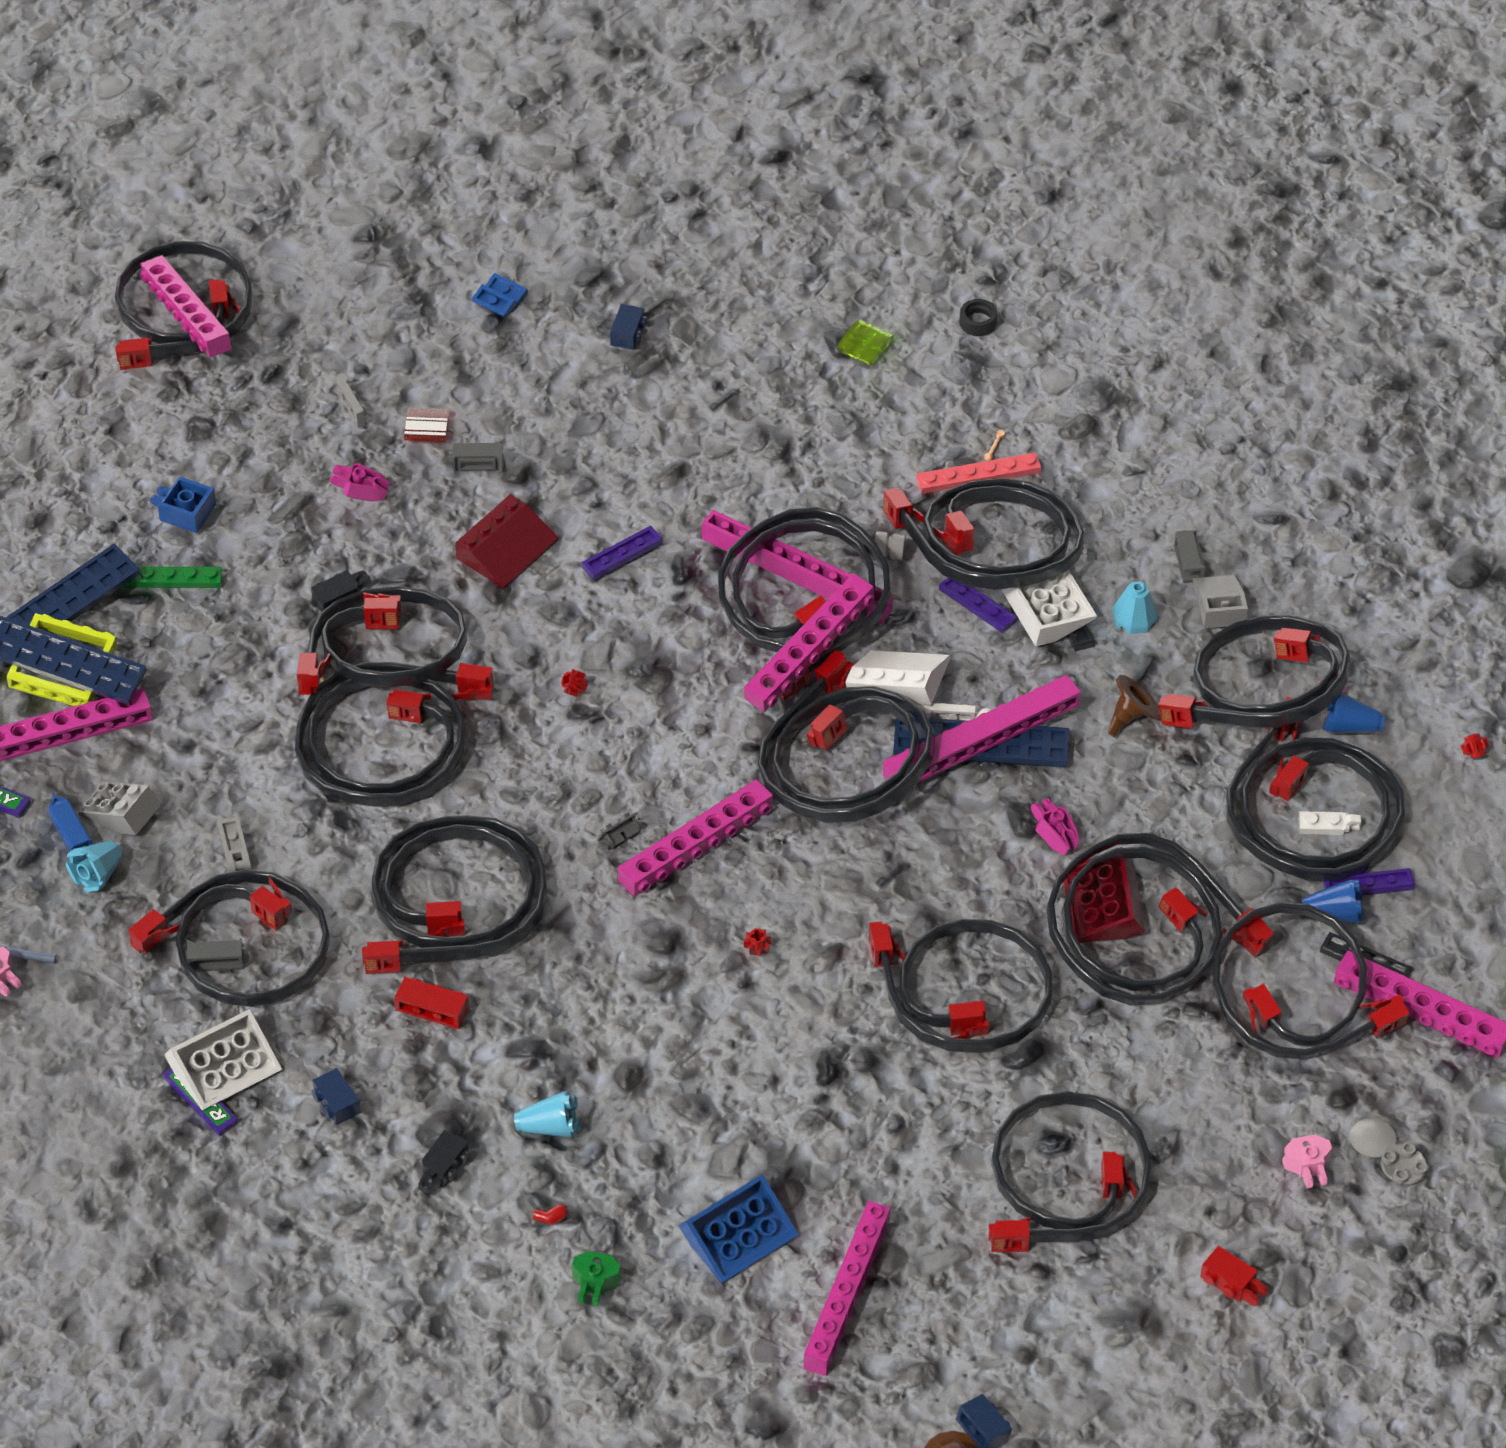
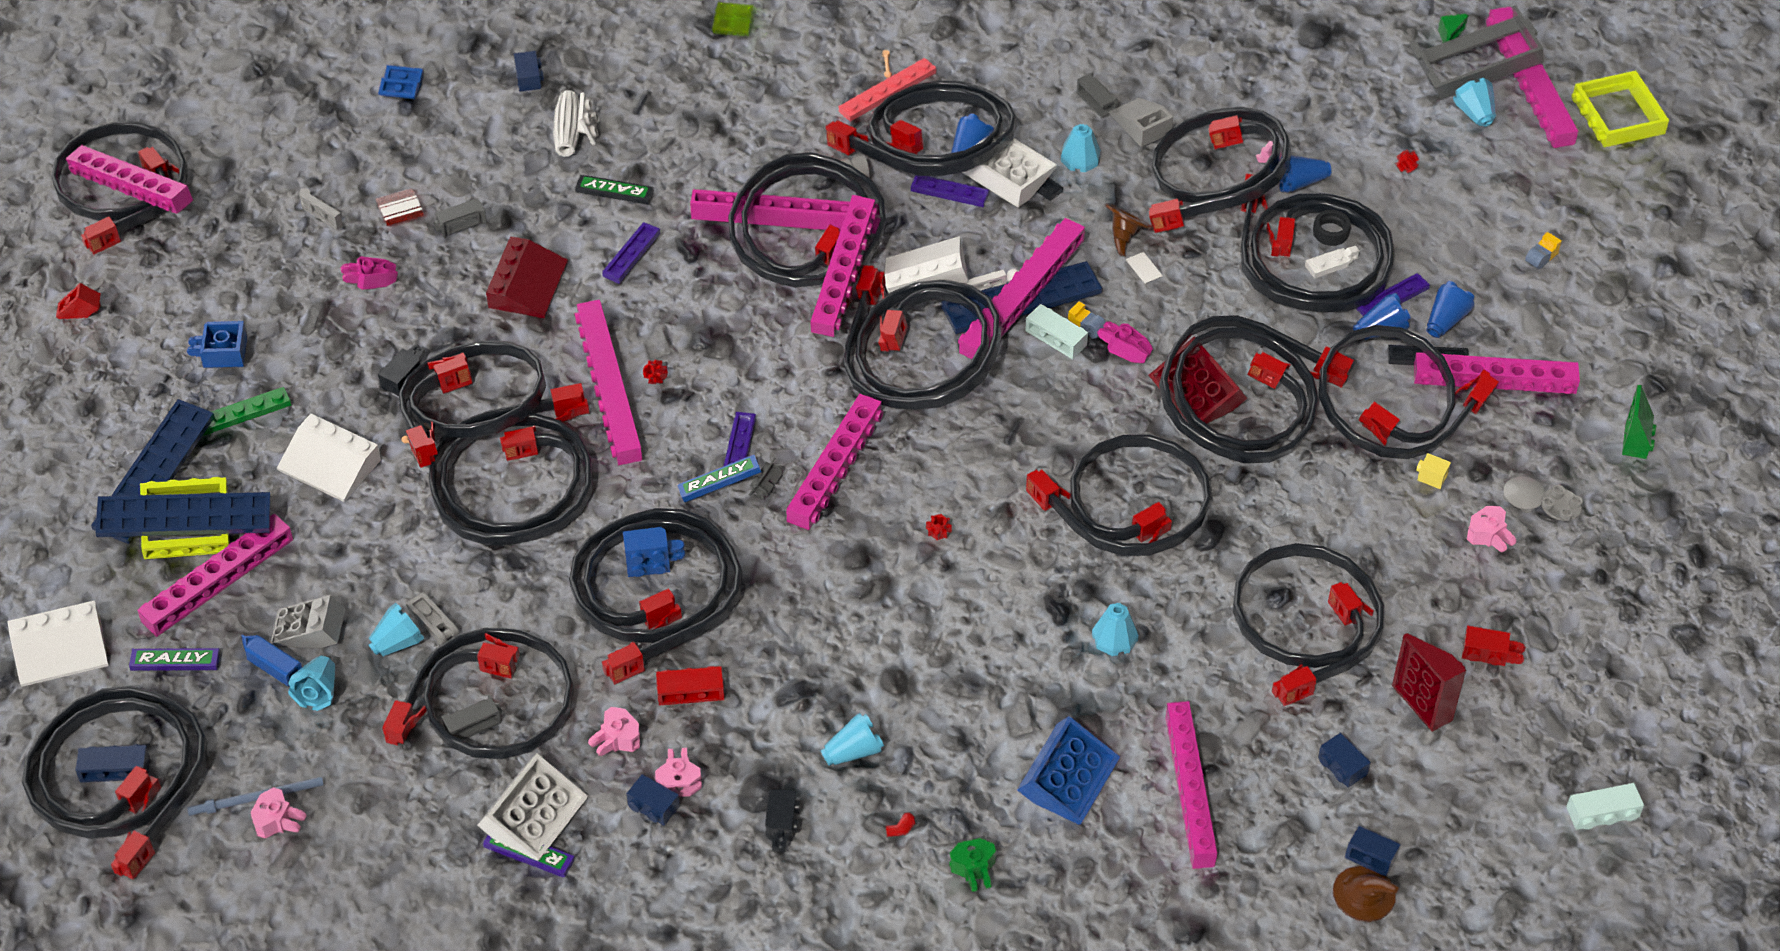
camera: 25 degrees left, 0 degrees up
(79, 415) = (79, 303): none -> red slope
(190, 844) = (394, 632): none -> medium azure cone
(224, 653) = (329, 457): none -> white slope
(337, 1020) = (618, 731): none -> bright pink hinge
(372, 1081) = (679, 773): none -> bright pink hinge
(464, 858) = (650, 551): none -> blue hinge
(525, 676) = (609, 383): none -> dark pink brick
(574, 812) = (719, 478): none -> tile
(614, 787) = (740, 437): none -> dark purple tile
(642, 392) = (571, 120): none -> white plate
(644, 481) = (614, 189): none -> tile
(866, 1111) = (1115, 631): none -> medium azure cone
(994, 789) = (1056, 331): none -> light aqua brick
(1012, 1326) = (1343, 760): none -> dark blue brick
(1026, 550) = (970, 132): none -> blue cone
(1029, 787) = (1083, 318): none -> leg
(1128, 756) = (1144, 267): none -> white sticker
(1135, 1285) = (1428, 681): none -> dark red slope
(1290, 1078) = (1433, 470): none -> light yellow brick
(1349, 773) = (1334, 217): none -> black tyre
(1413, 919) = (1449, 308): none -> blue cone

